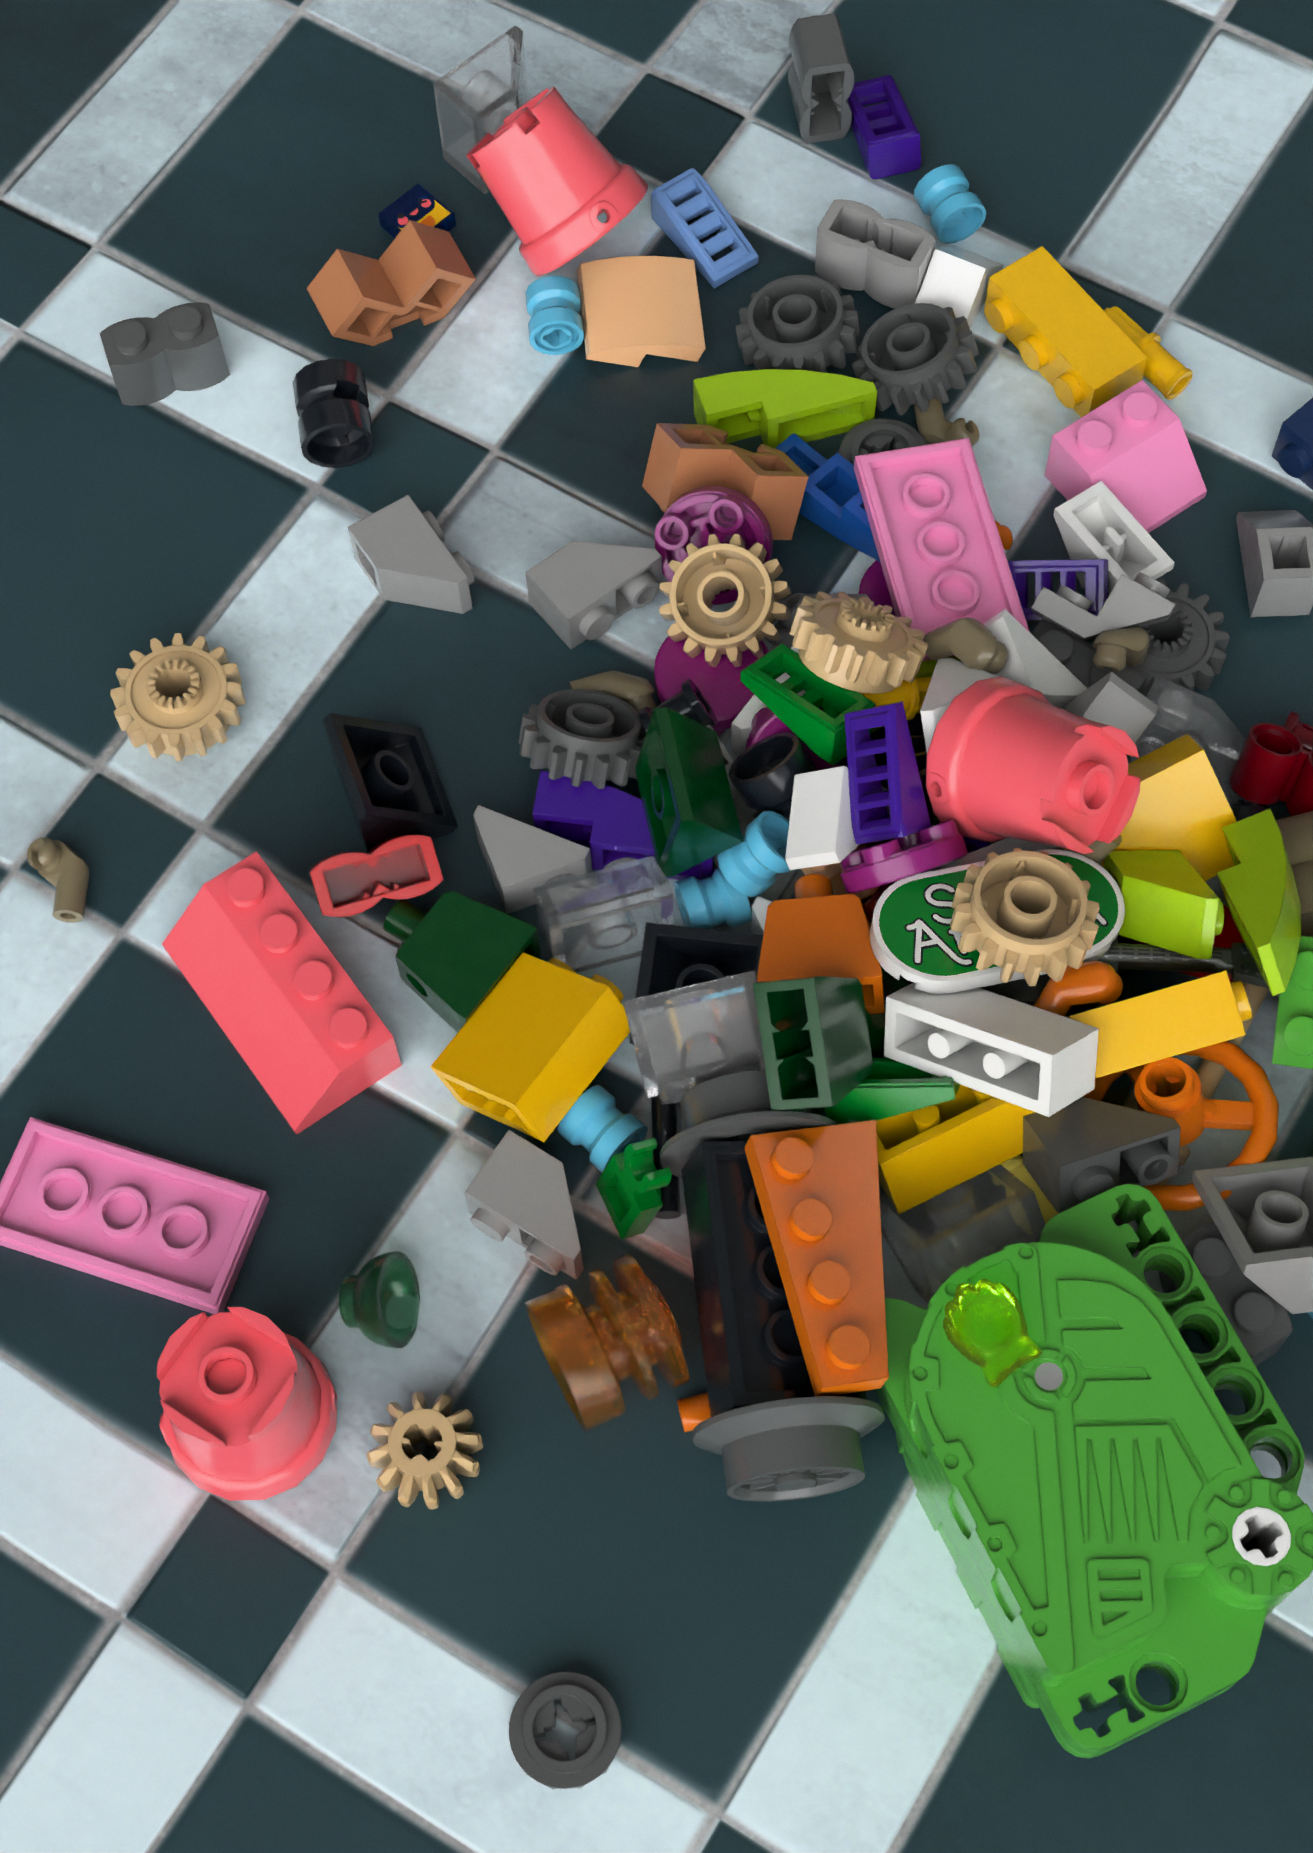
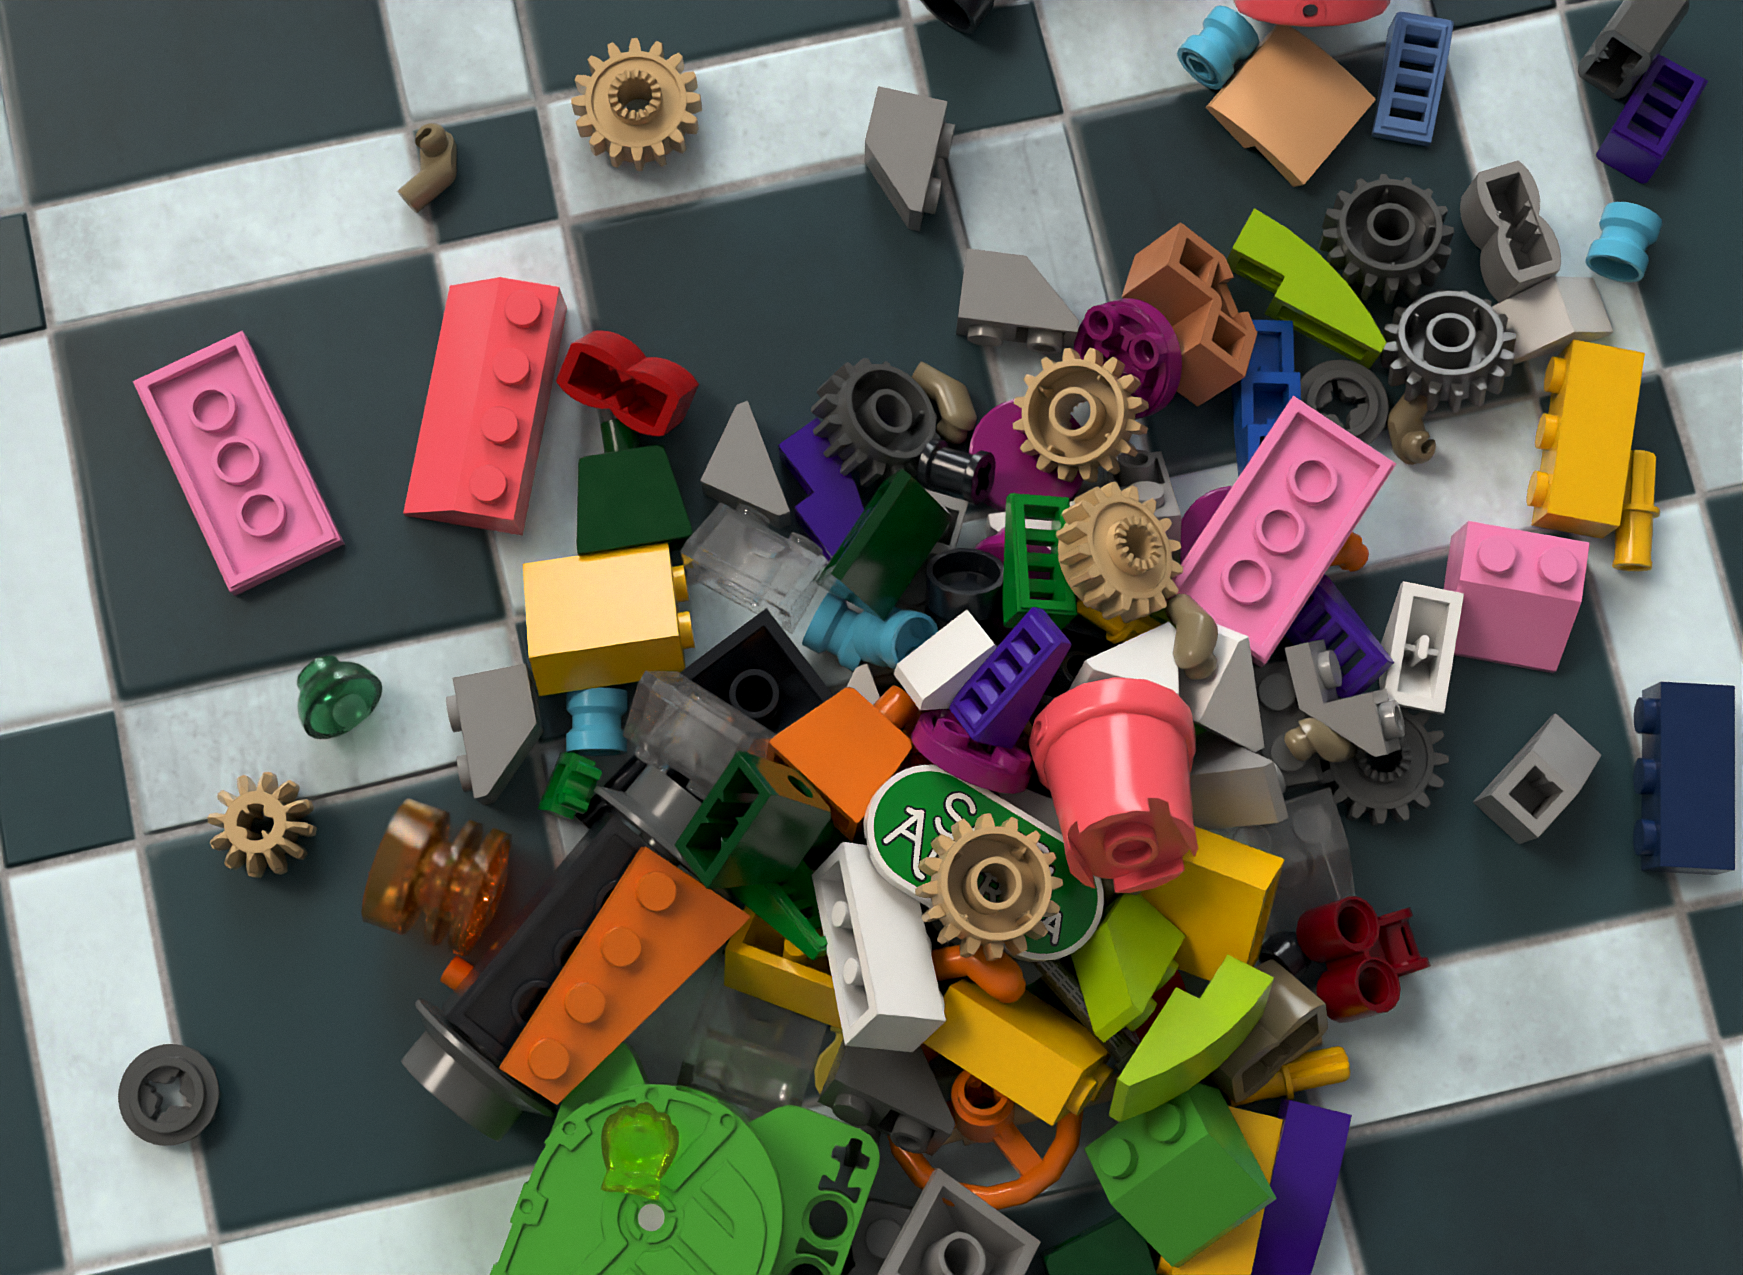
camera: 40 degrees right, 15 degrees up
(244, 1405) = (176, 678): coral piece -> none
(388, 779) = (714, 315): black slope -> none

